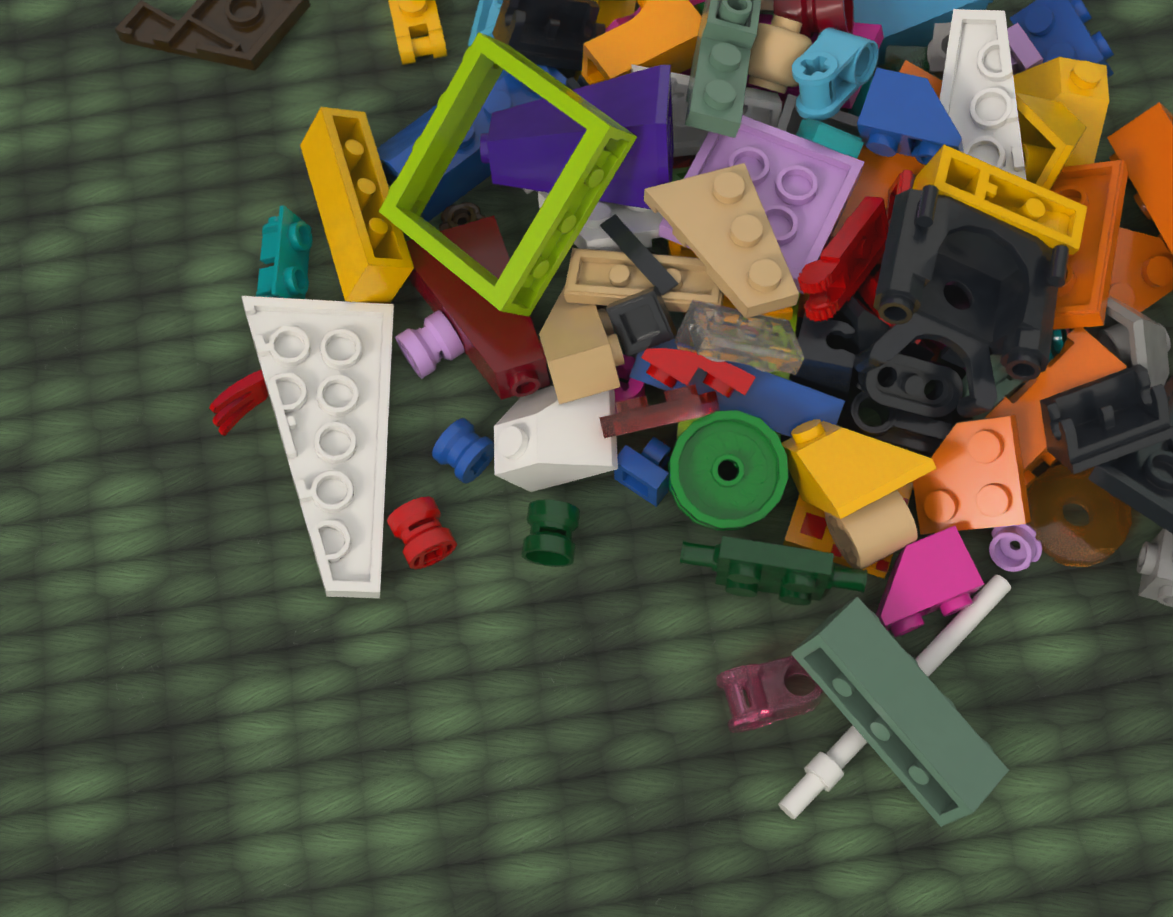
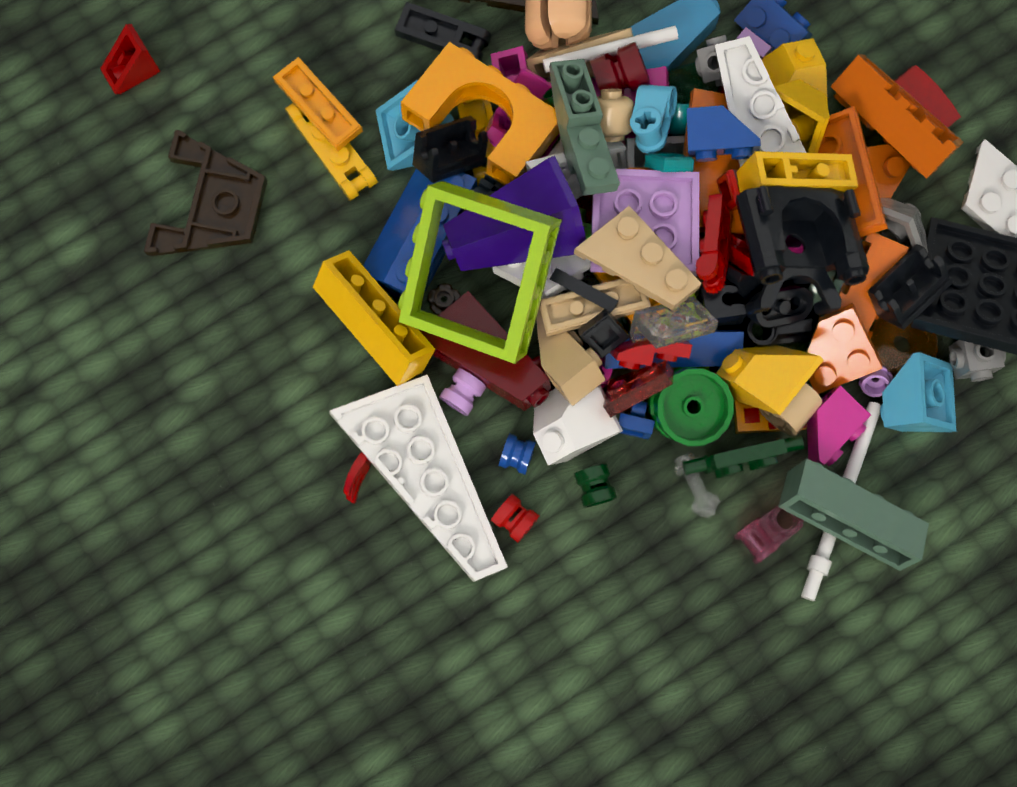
camera: 25 degrees left, 10 degrees up
(287, 245) = (335, 357): teal hinge -> none
(694, 615) = (705, 502): none -> clear bar
(1073, 592) = (920, 397): none -> medium azure slope

